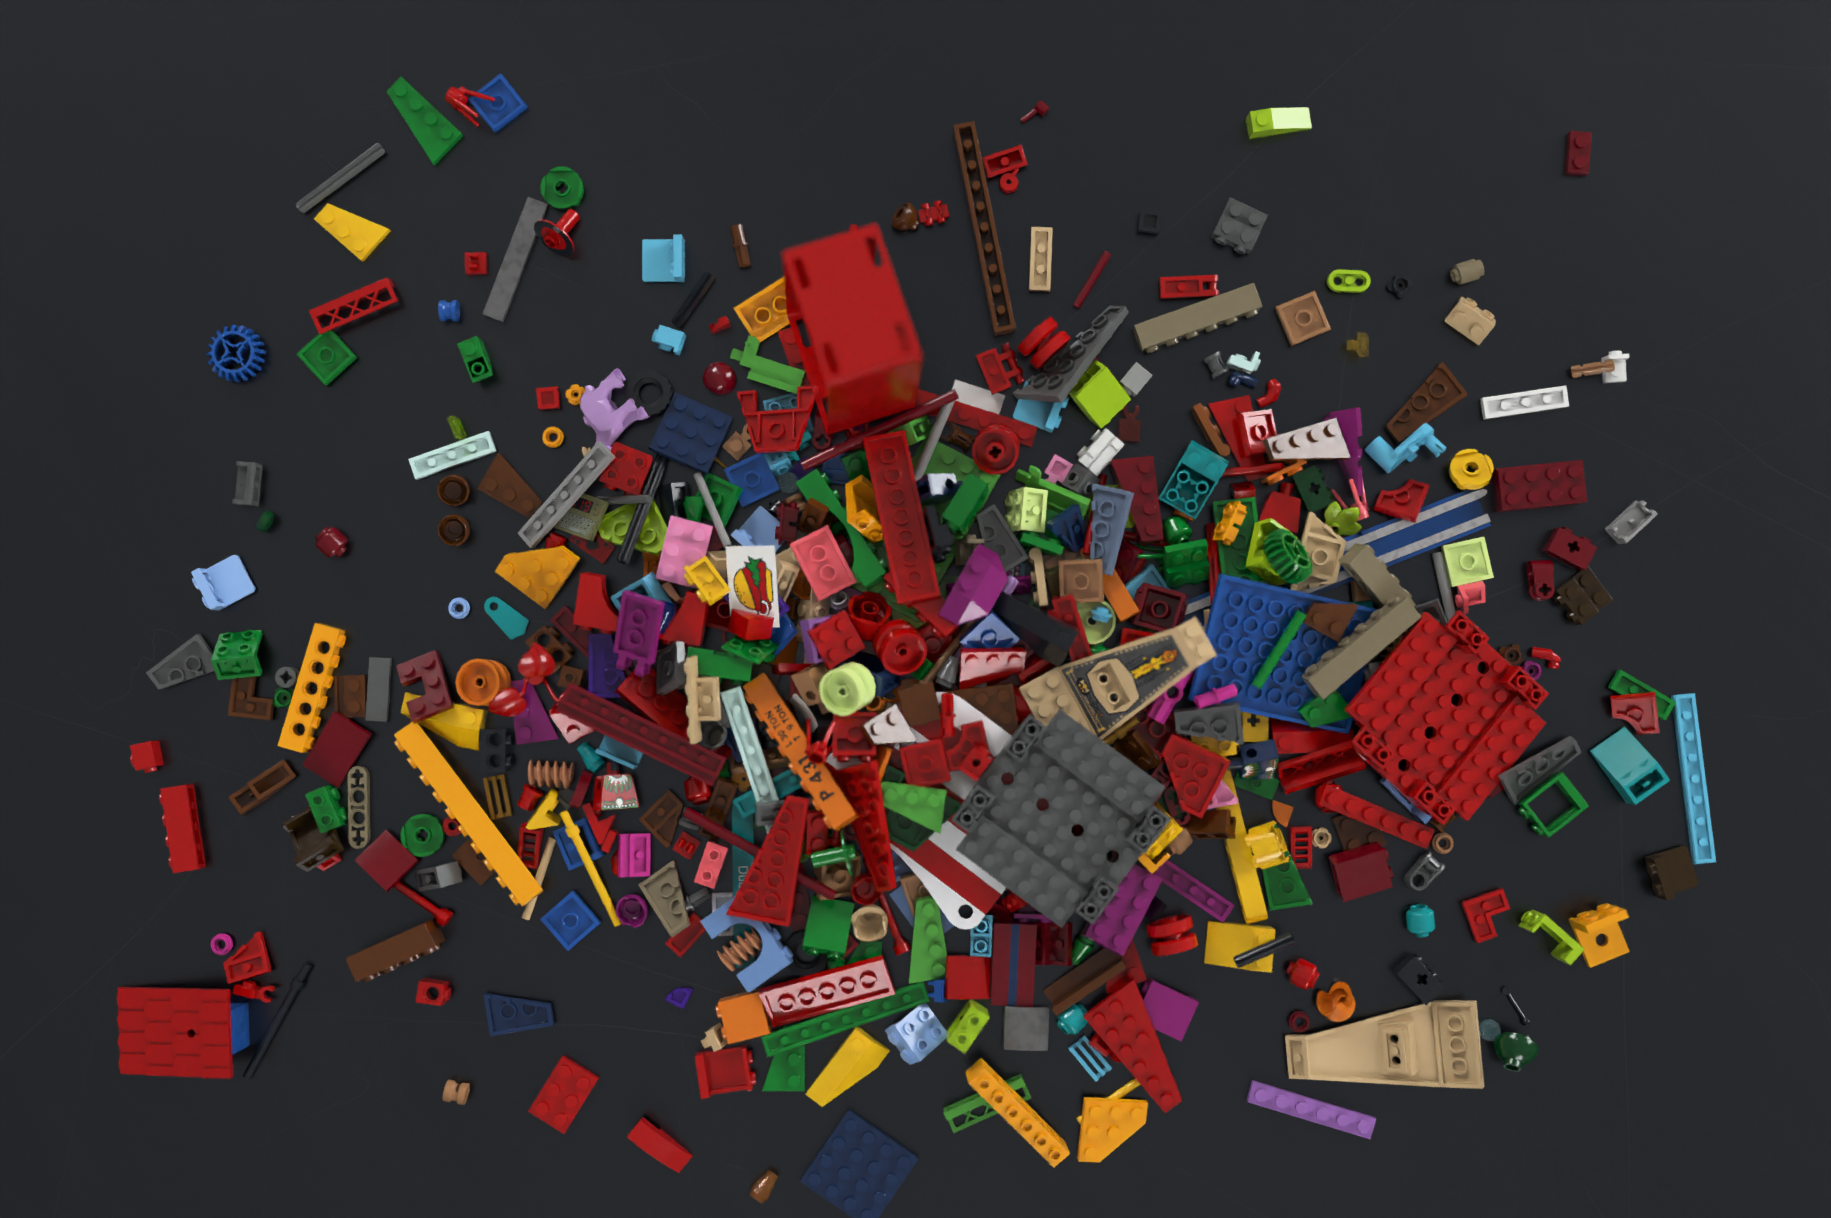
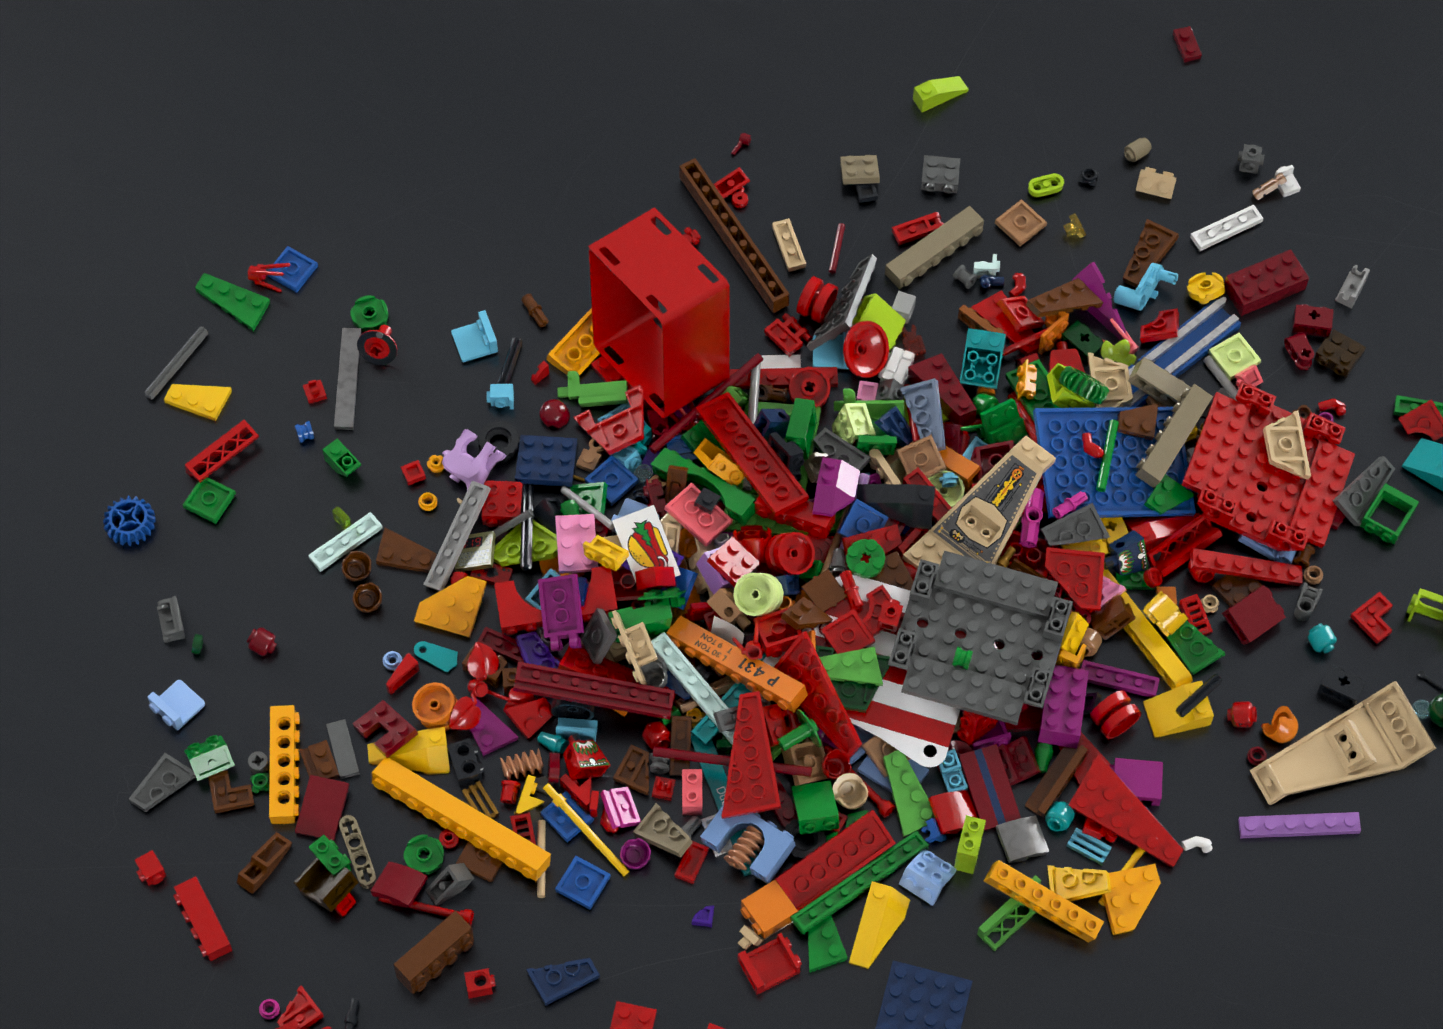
camera: 20 degrees left, 25 degrees down
(466, 626) = (405, 670): none -> red slope
(836, 553) = (707, 500): none -> black plate
(984, 676) = (869, 548): none -> green plate
(1031, 840) = (962, 658): none -> green wheel
(1059, 1099) = (1077, 883): none -> yellow wing
(1071, 428) = (866, 349): none -> red dish
(1152, 192) = (859, 169): none -> dark tan plate
(1201, 1092) = (1197, 841): none -> white arm
(1264, 637) = (1090, 447): none -> red arm
(1273, 792) = (1152, 577): none -> red tile
(1476, 697) = (1287, 446): none -> tan wing
(1581, 327) = (1250, 158): none -> dark grey brick

